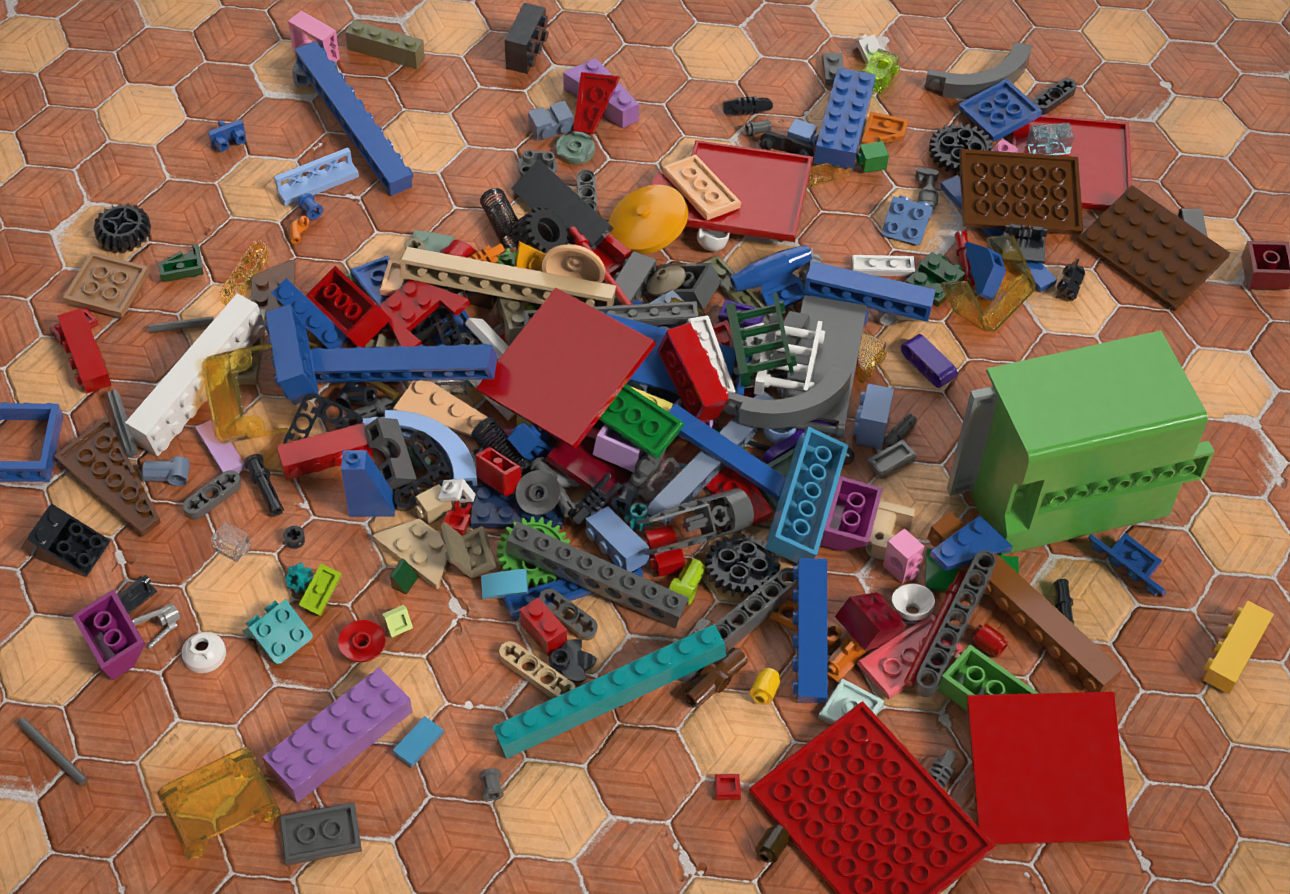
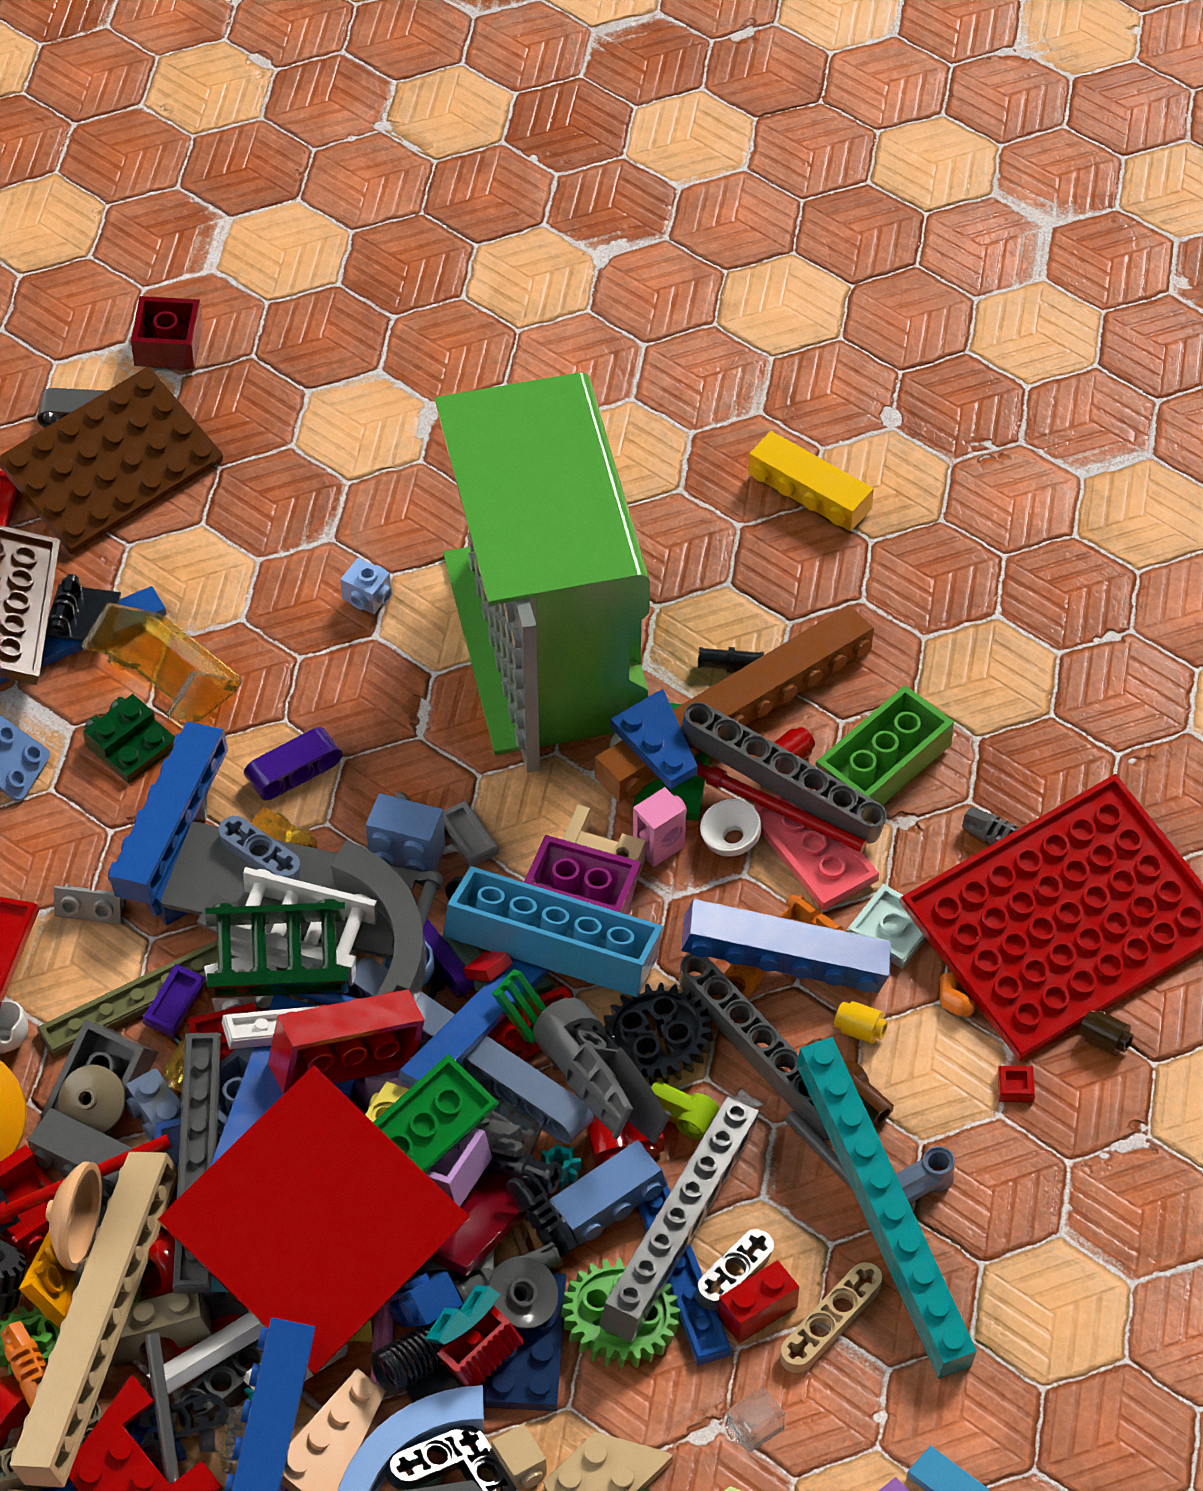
camera: 85 degrees left, 0 degrees up
(452, 318) = (161, 1407): none -> dark grey bar
(456, 491) = (510, 1416): white bracket -> none
(459, 518) = (552, 1426): red plate -> none
(459, 627) = (755, 1420): none -> clear brick
(468, 552) = (615, 1397): dark tan bracket -> none
(491, 784) = (1023, 1379): dark grey bush -> none
(504, 583) = (683, 1352): medium azure slope -> none
(508, 451) = (456, 1322): none -> teal slope
(575, 660) = (812, 1267): black plate -> none
(643, 723) = (922, 1179): none -> sand blue piece
(737, 473) = (509, 1009): none -> green tile
(775, 276) = (110, 943): blue plate -> none
(776, 463) = (488, 966): none -> red tile
(791, 745) = (954, 1000): none -> orange arm
(846, 329) = (255, 837): none -> sand blue beam
(870, 620) = (768, 875): dark red brick -> none
(883, 265) = (87, 805): white tile -> none
(960, 251) = (88, 694): red pin -> none
(986, 269) = (130, 662): blue slope -> none
(1047, 768) = (996, 705): red tile -> none
(1073, 275) = (155, 572): black hinge -> none
(1134, 558) = (674, 564): blue bracket -> none

